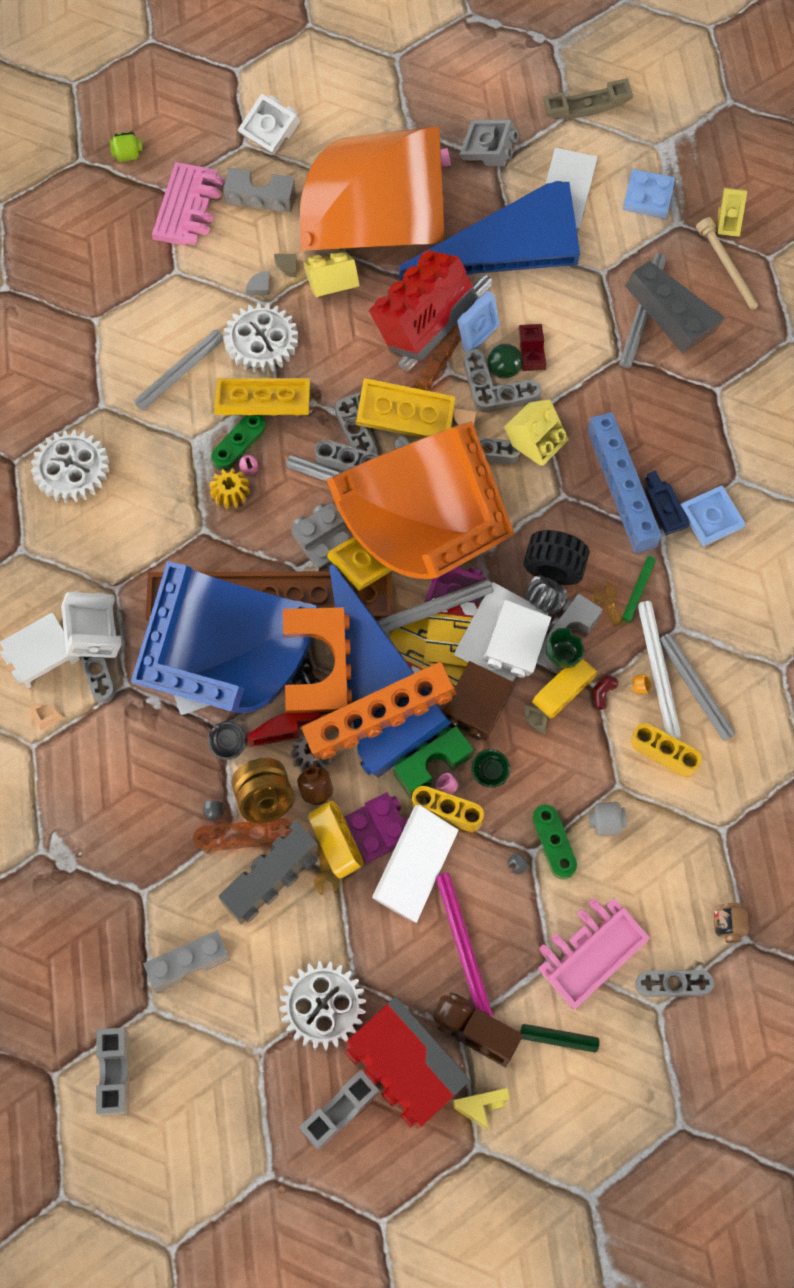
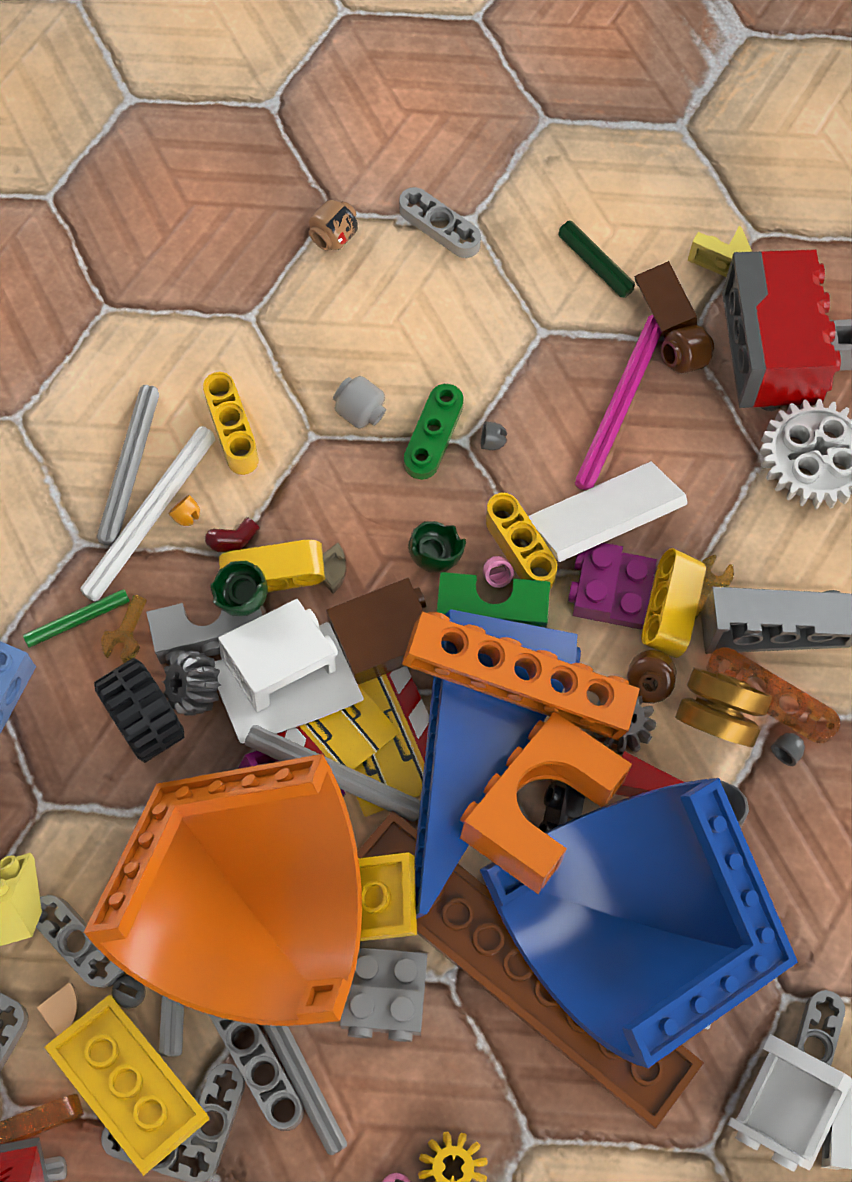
camera: 140 degrees left, 0 degrees up
(596, 952) = (495, 299): bright pink hinge -> none

